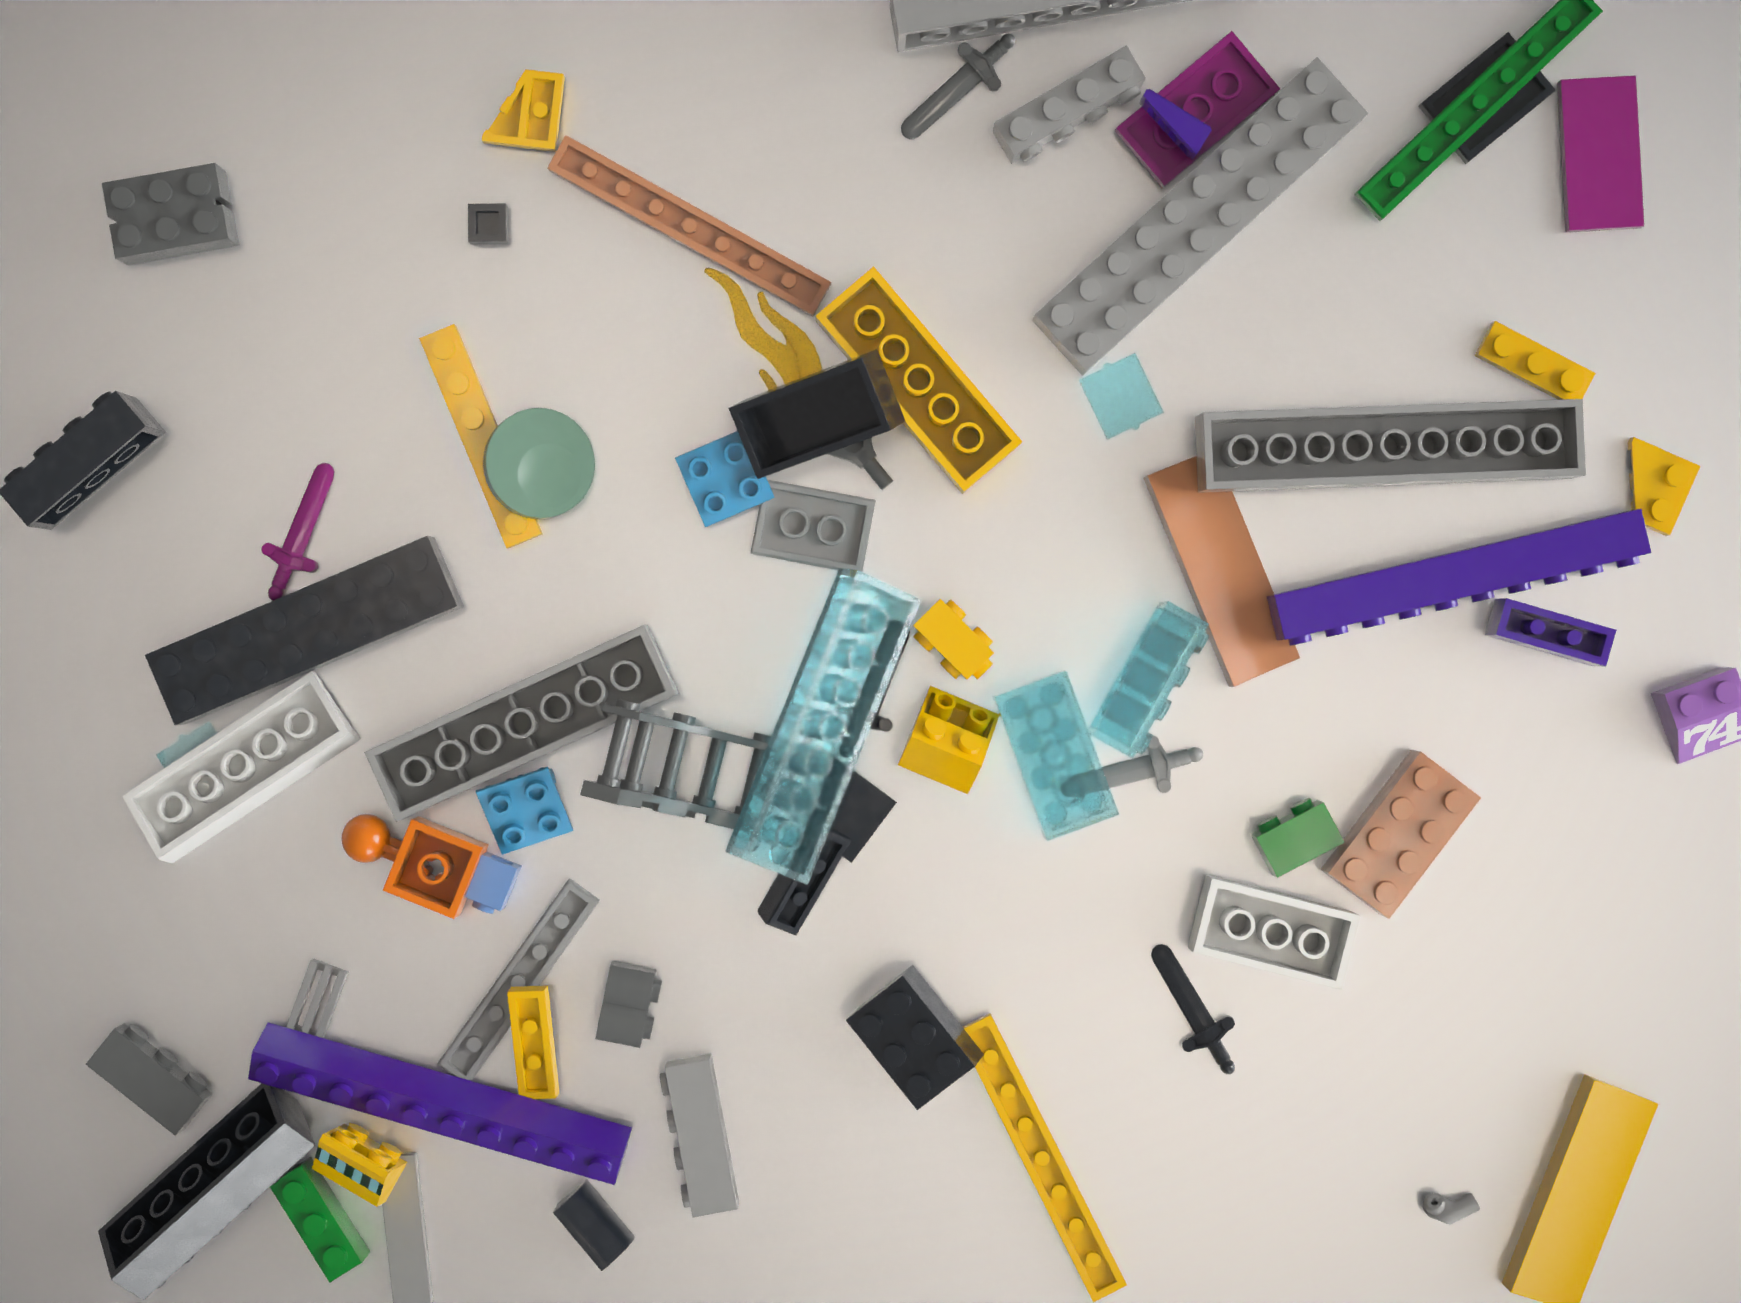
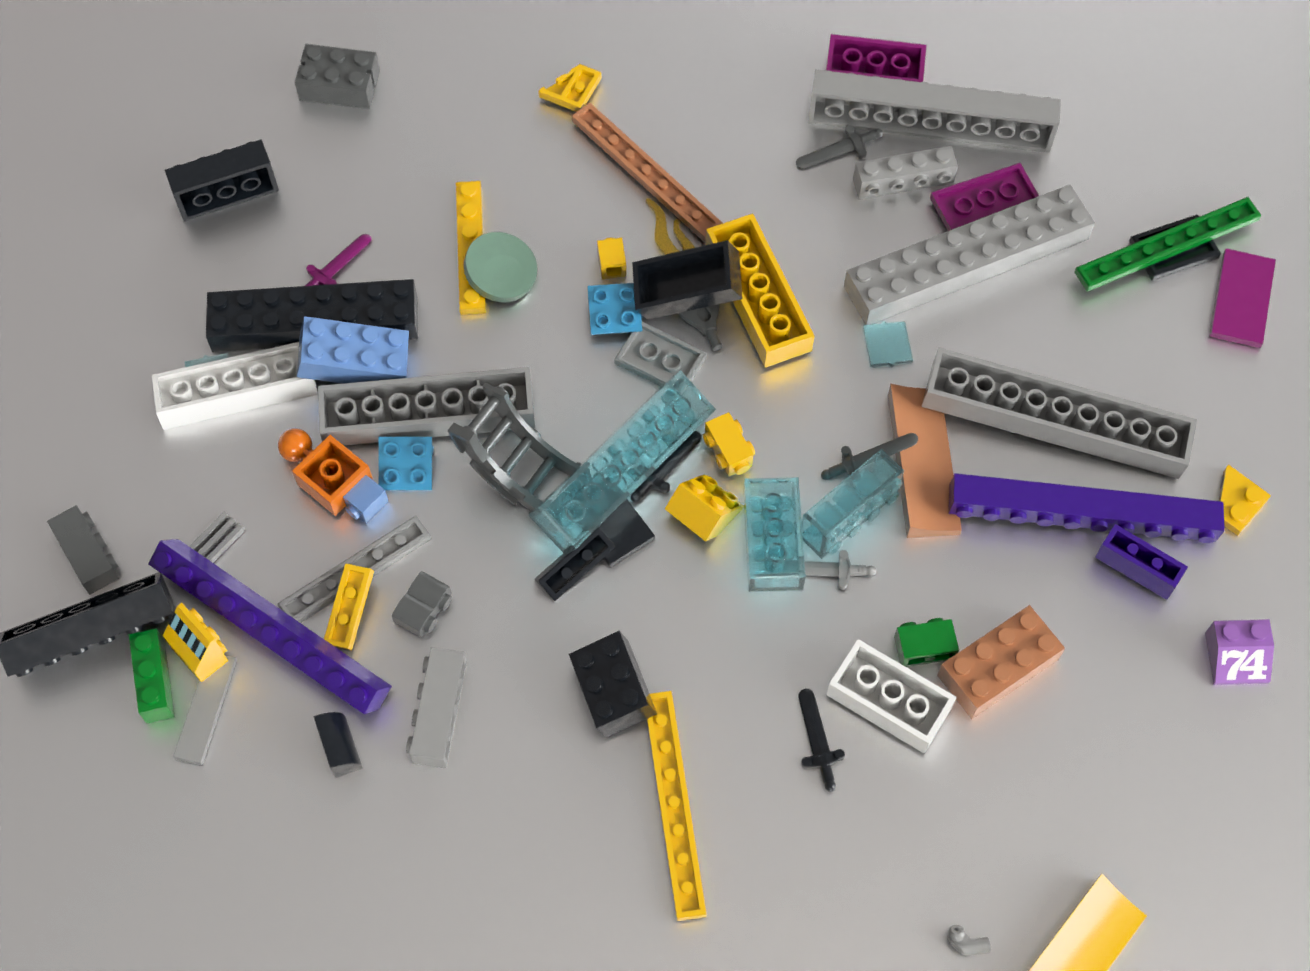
camera: 20 degrees right, 25 degrees down
(390, 681) = (351, 352): none -> medium blue brick
(488, 223) = (523, 135): black plate -> none
(690, 392) = (611, 258): none -> yellow brick
(1127, 607) = (851, 463): none -> dark grey sword
(1178, 124) = (970, 194): dark purple slope -> none
(1534, 363) = (1164, 397): yellow plate -> none

